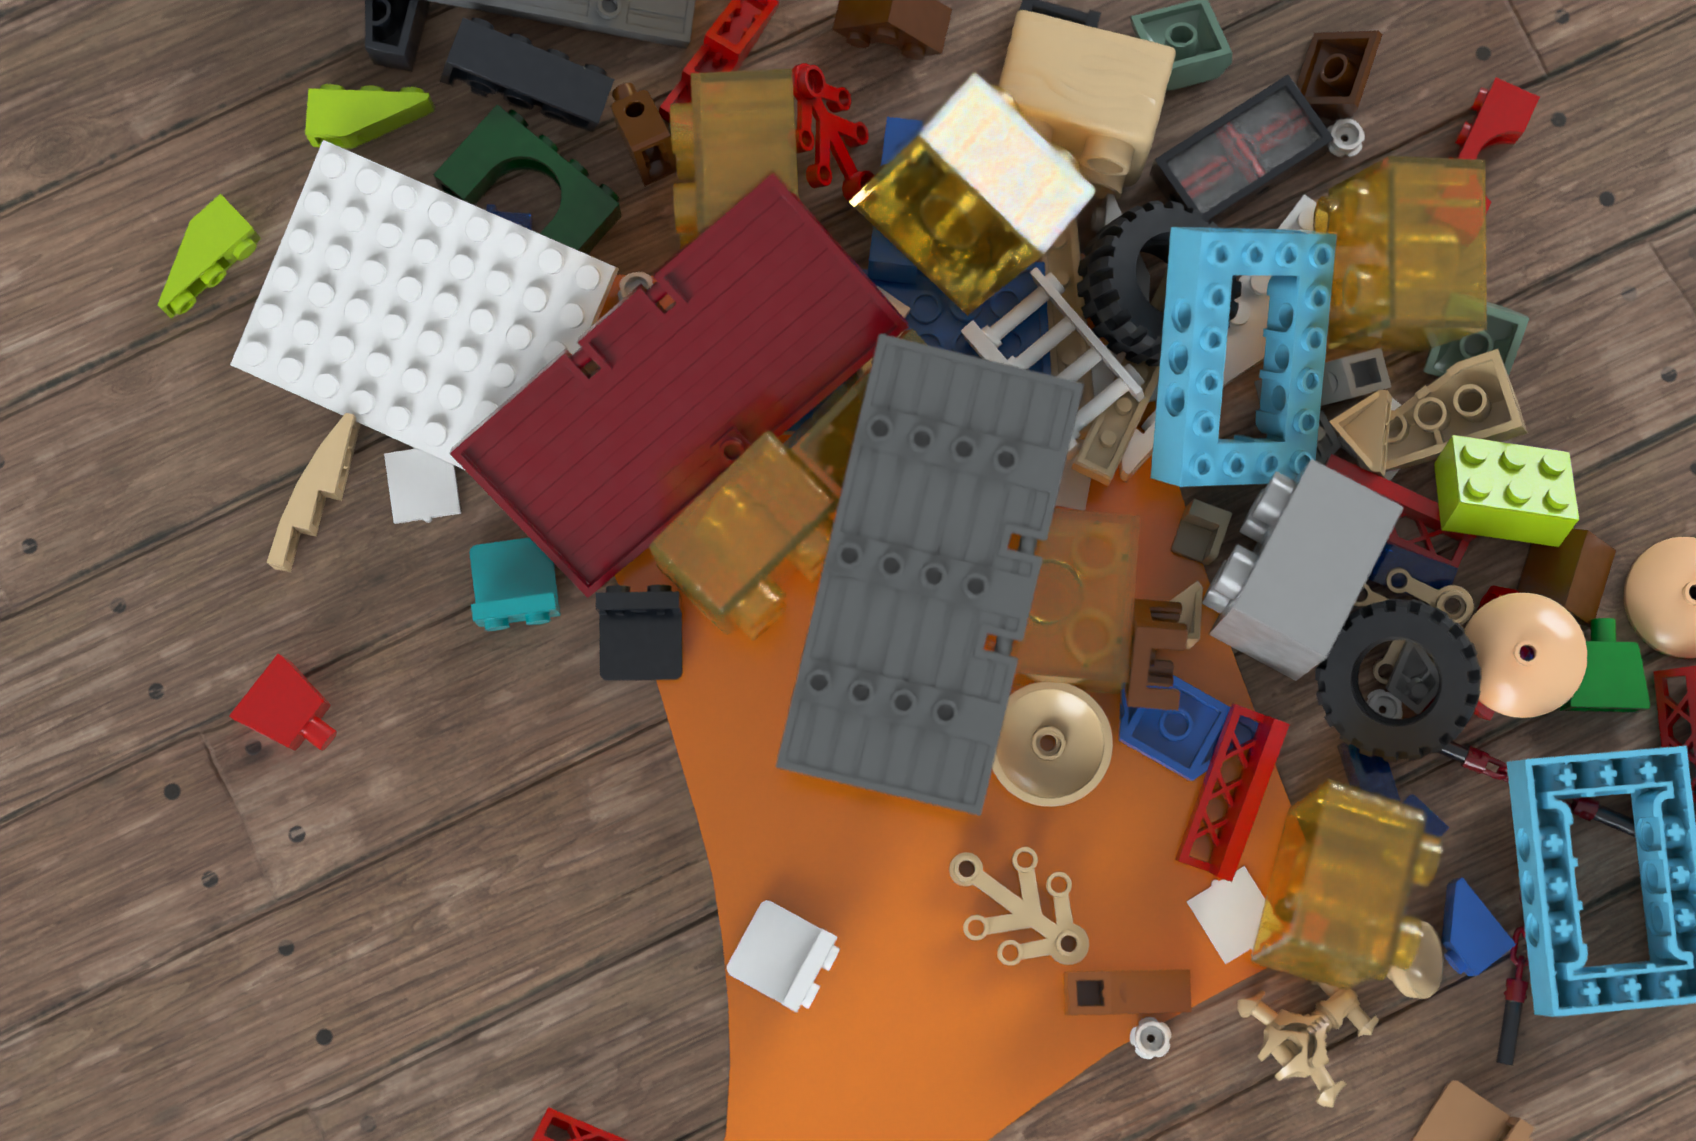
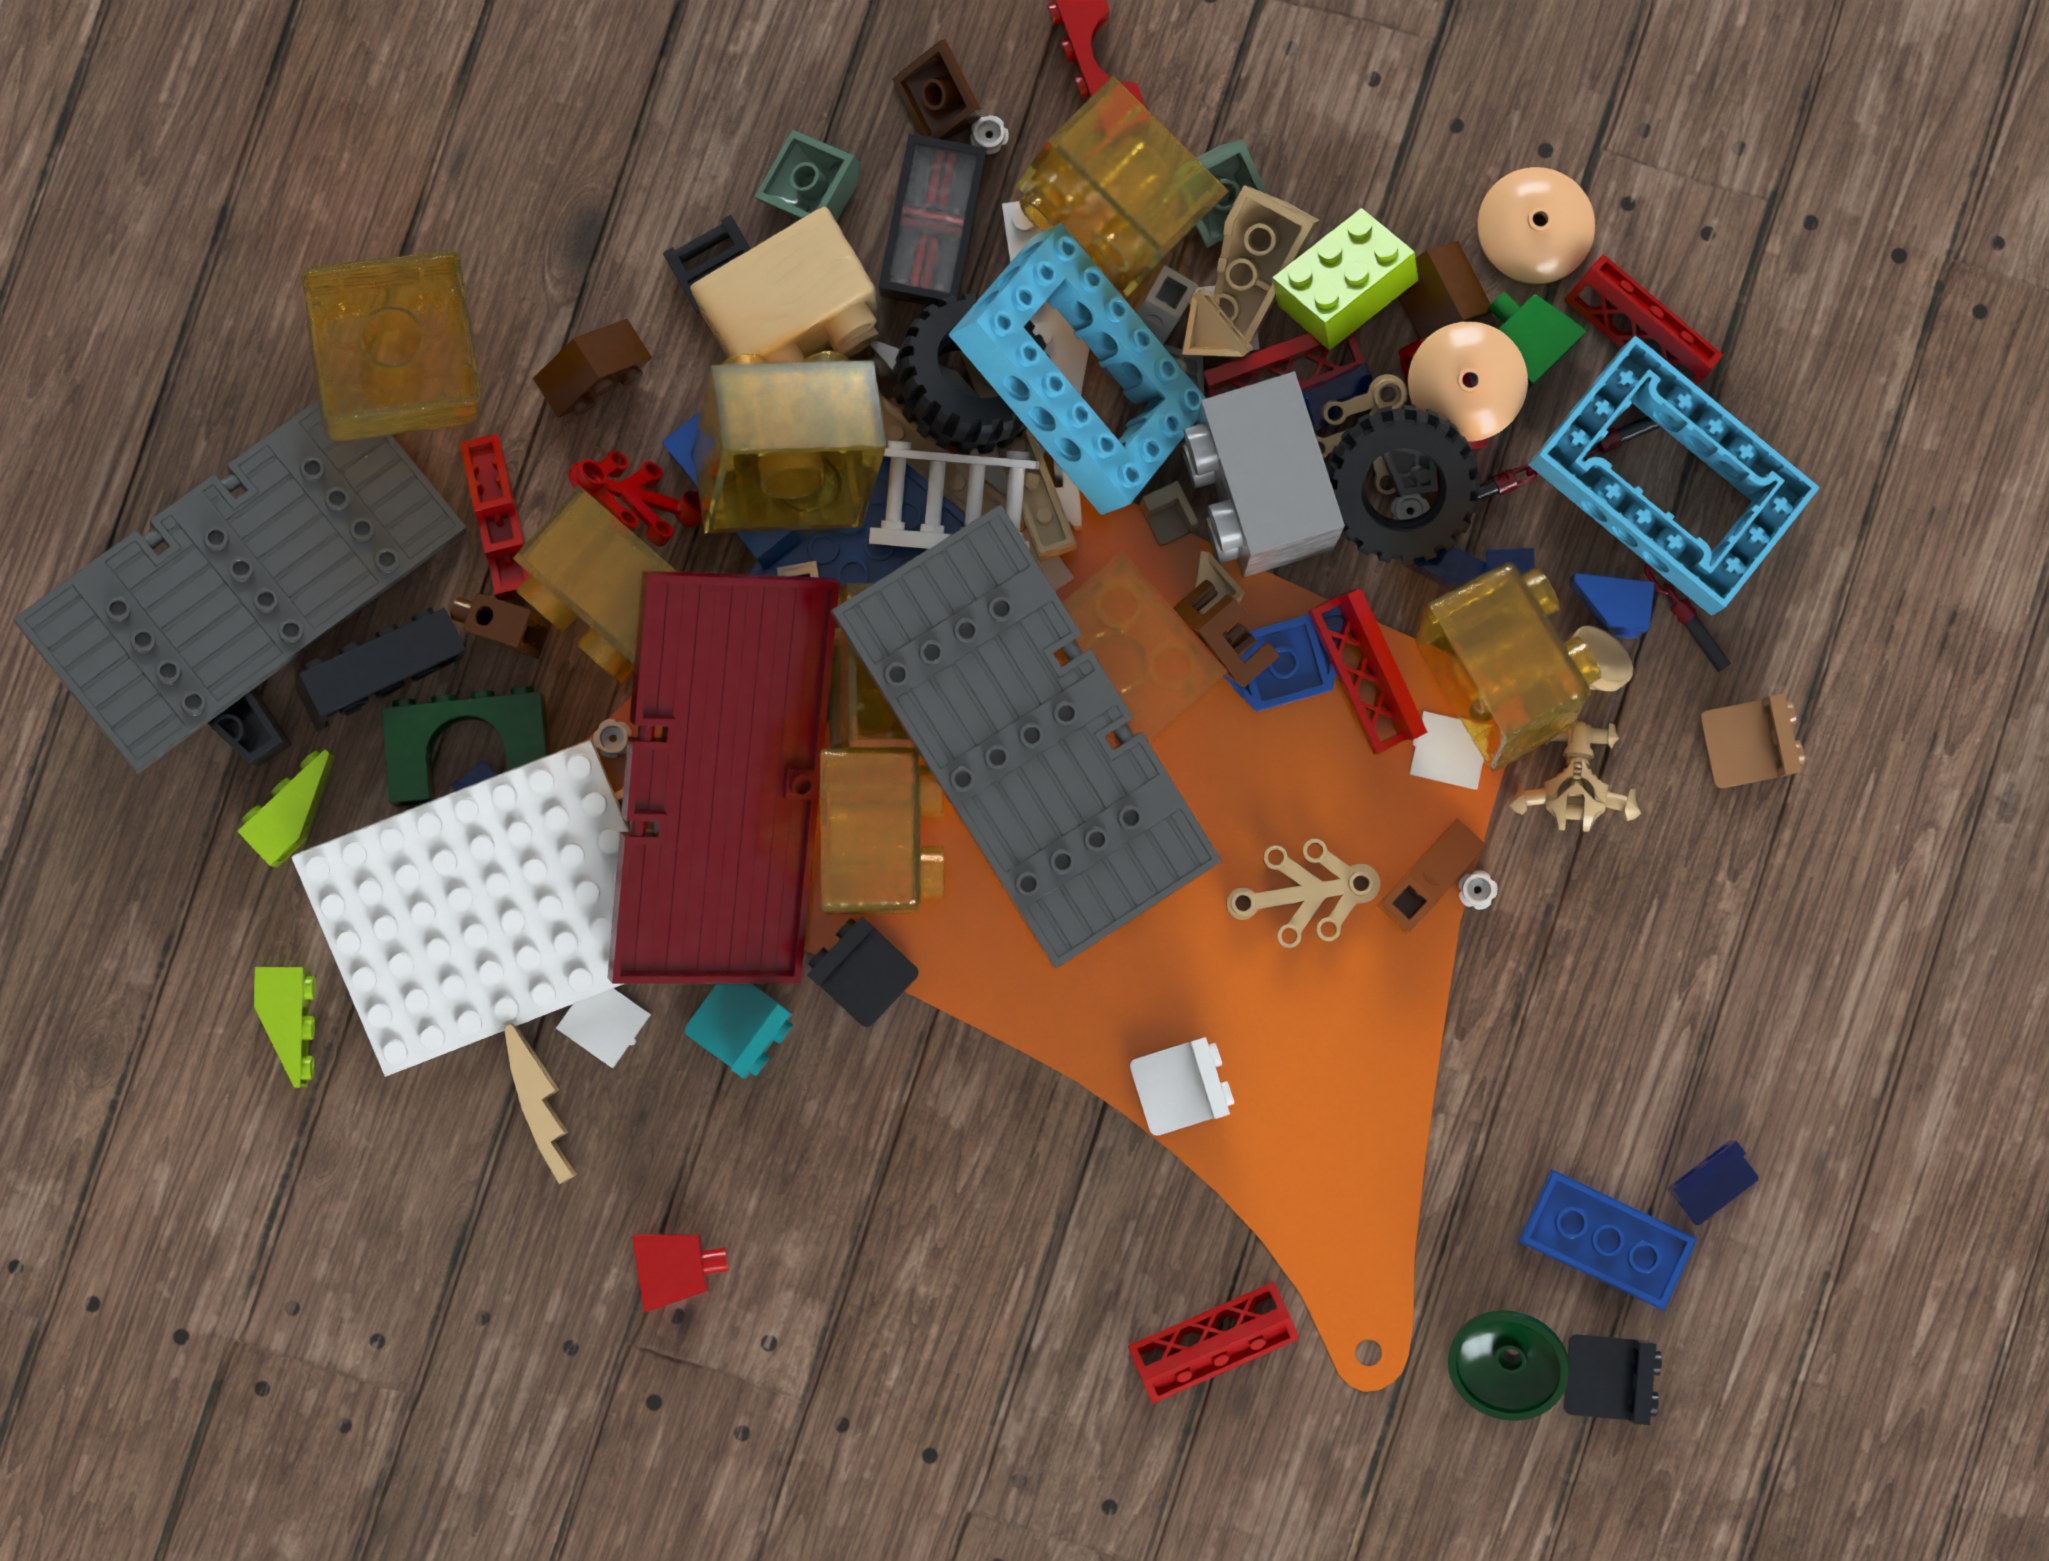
camera: 45 degrees left, 5 degrees up
(1080, 748) = (1241, 754): tan dish -> none

